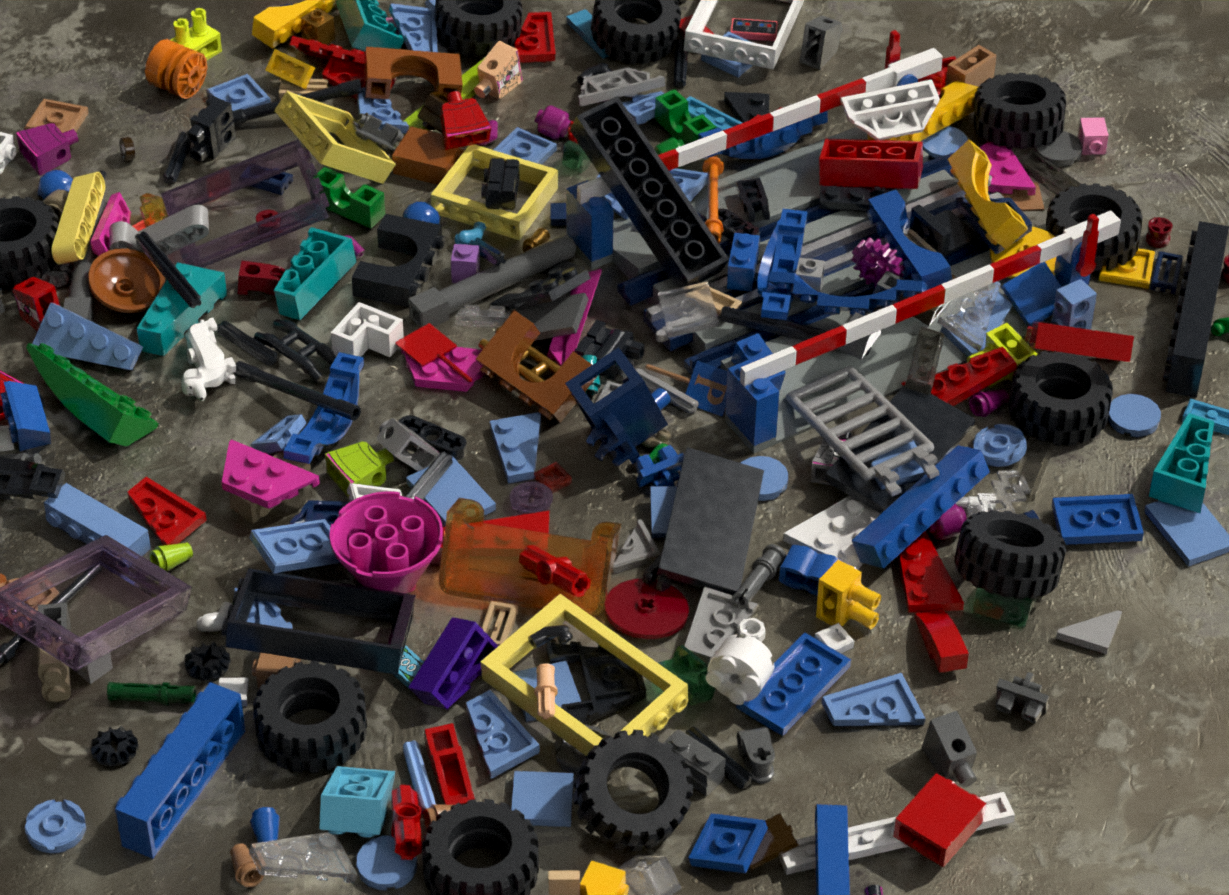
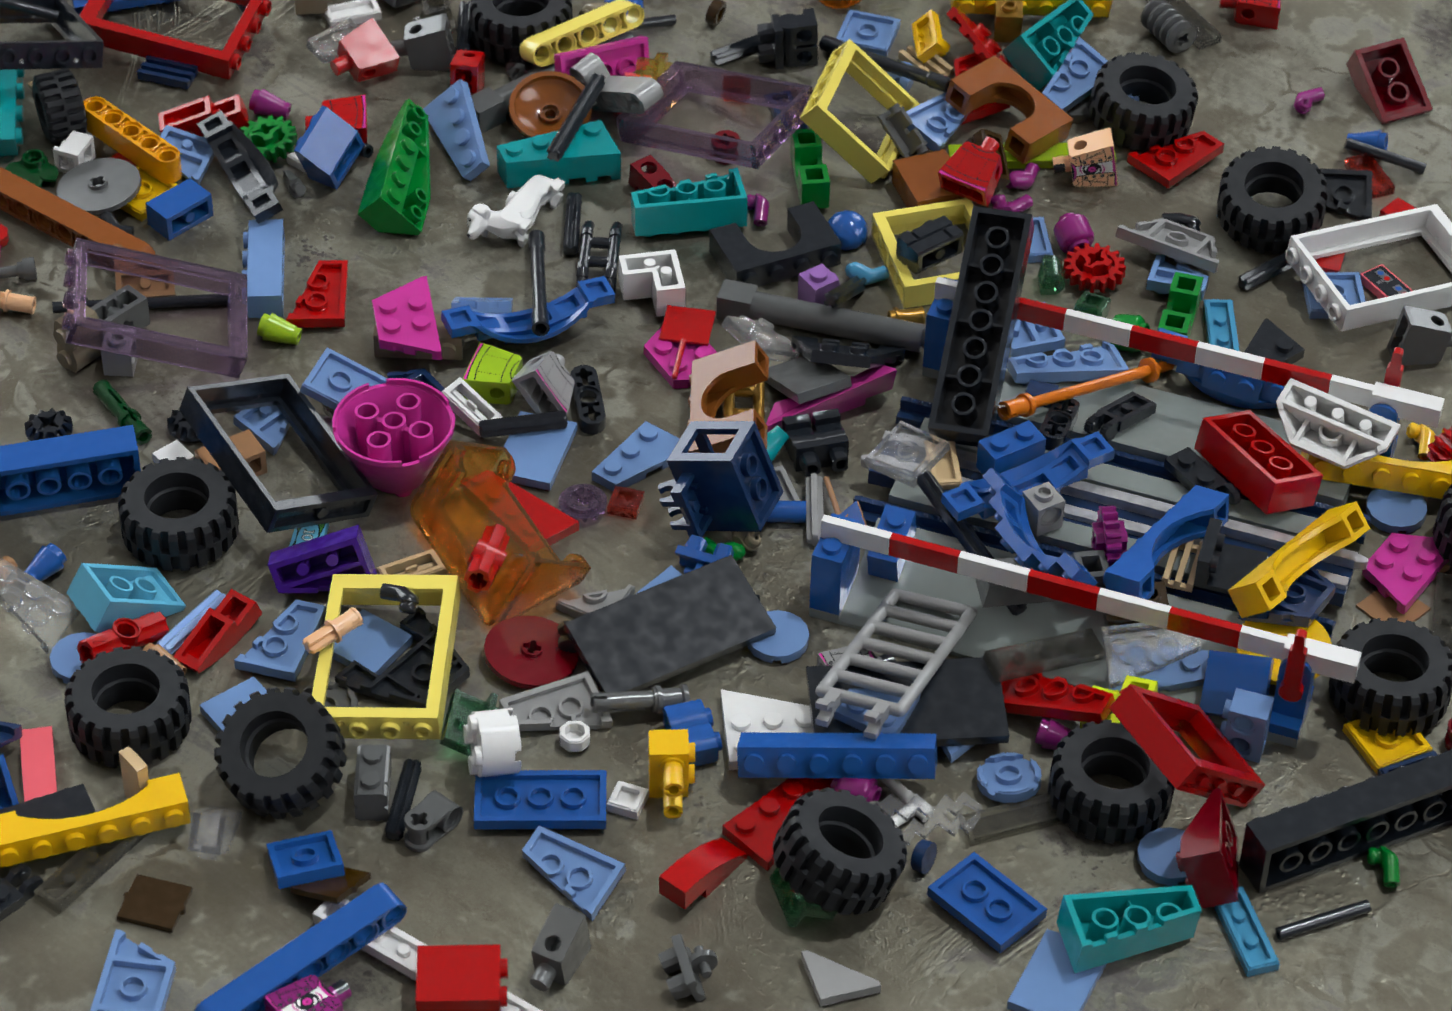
camera: 50 degrees right, 0 degrees up
(1170, 388) = (1211, 853): none -> dark red slope

